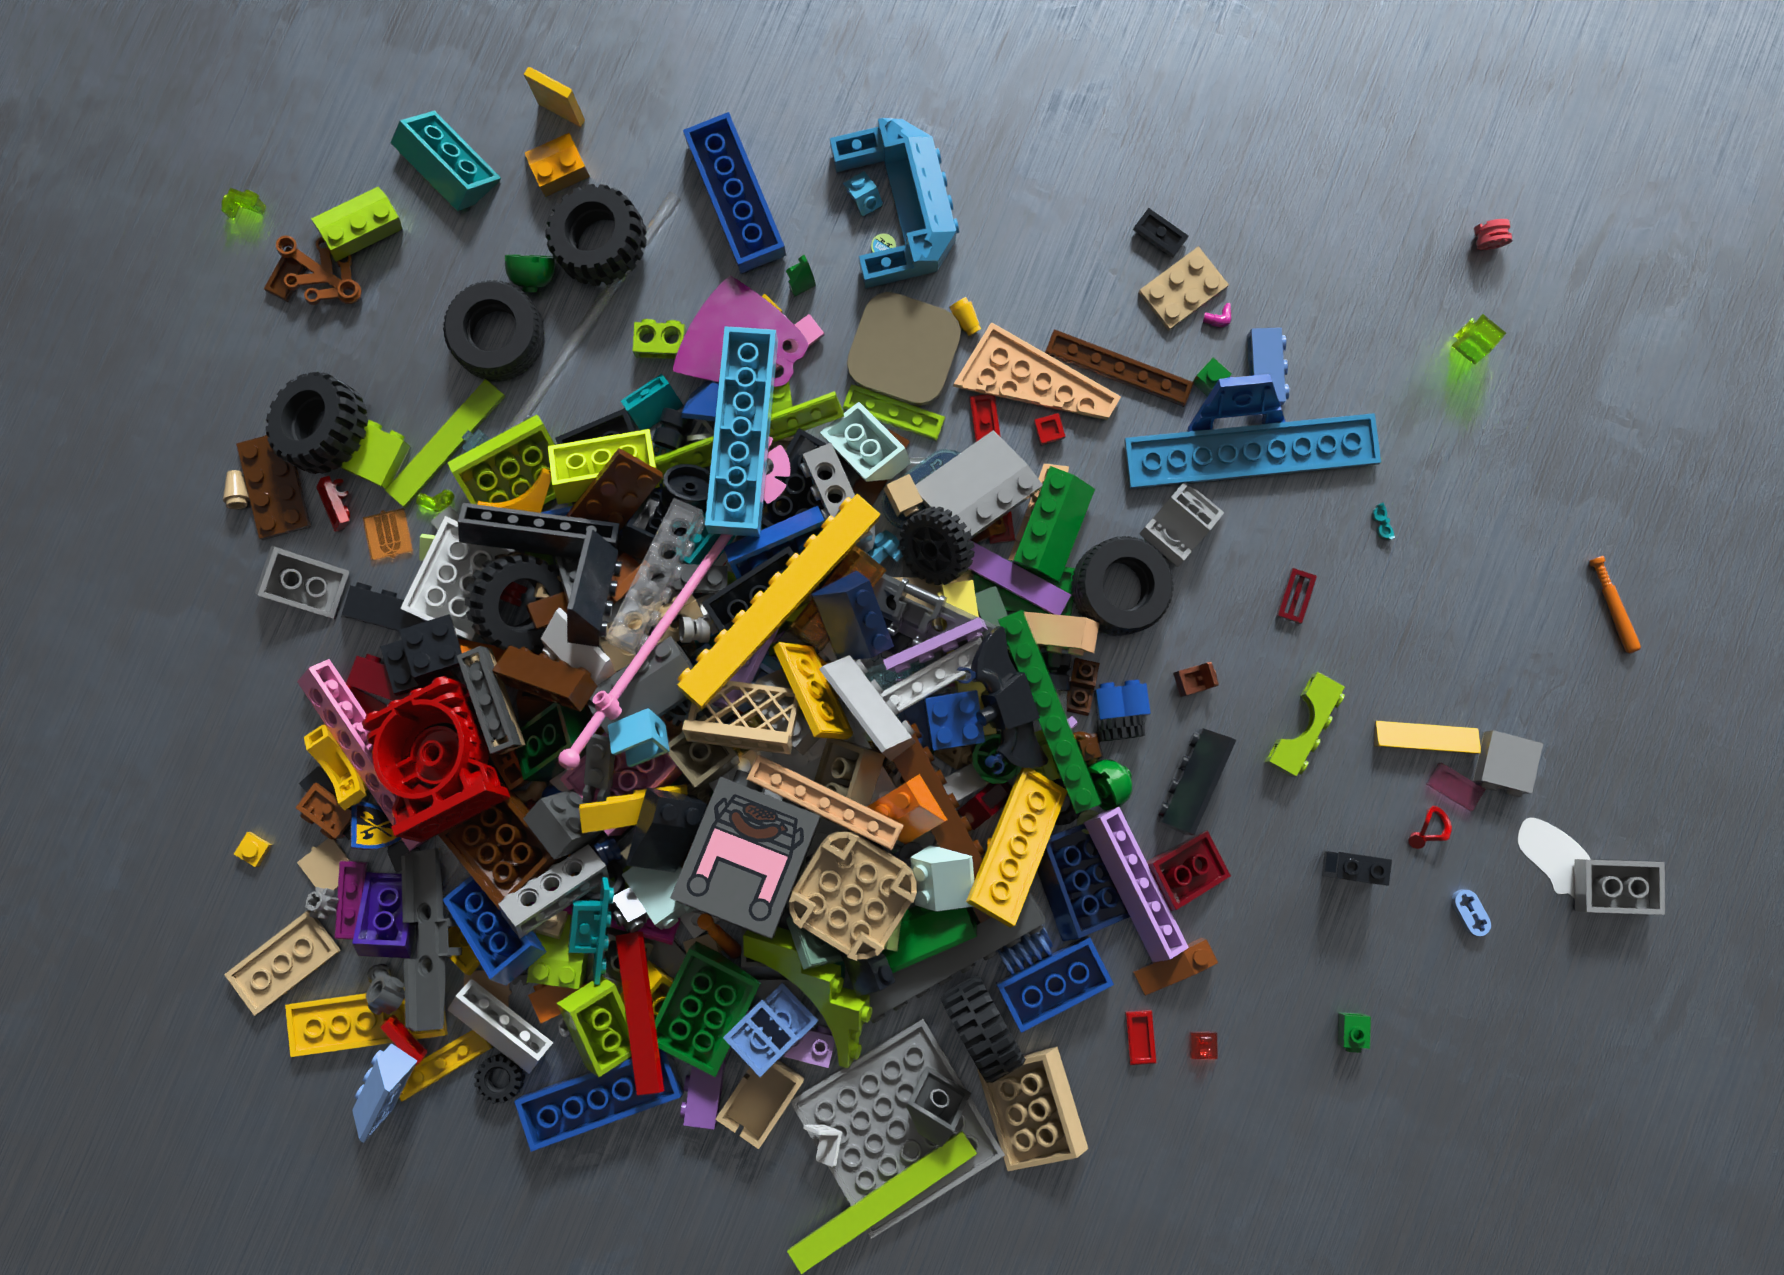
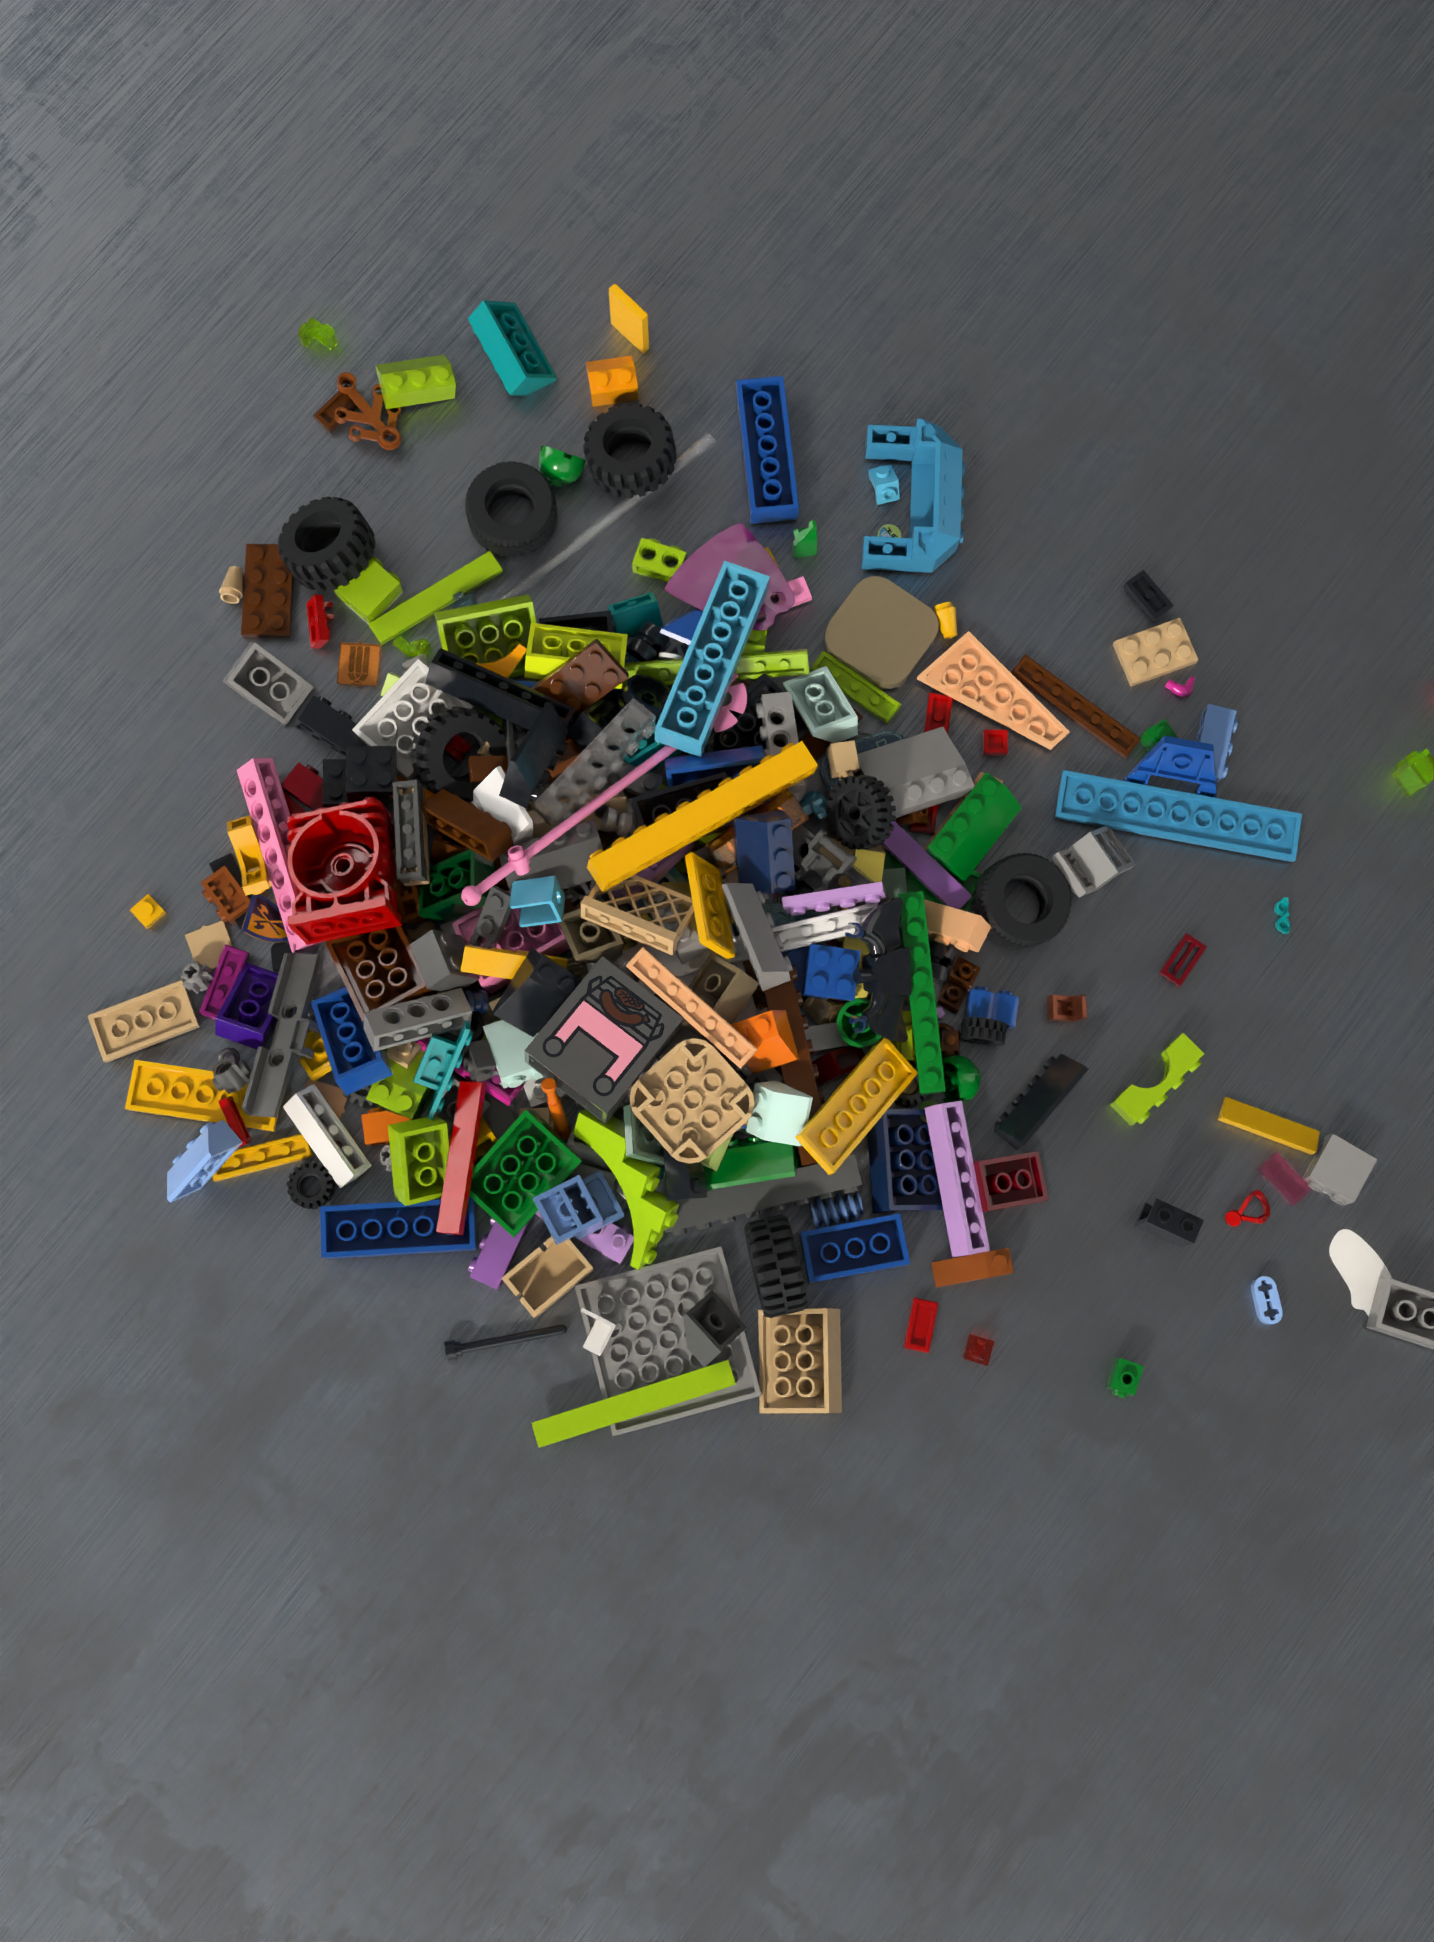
camera: 10 degrees right, 5 degrees down
(692, 1197) = (456, 1349): none -> black piece

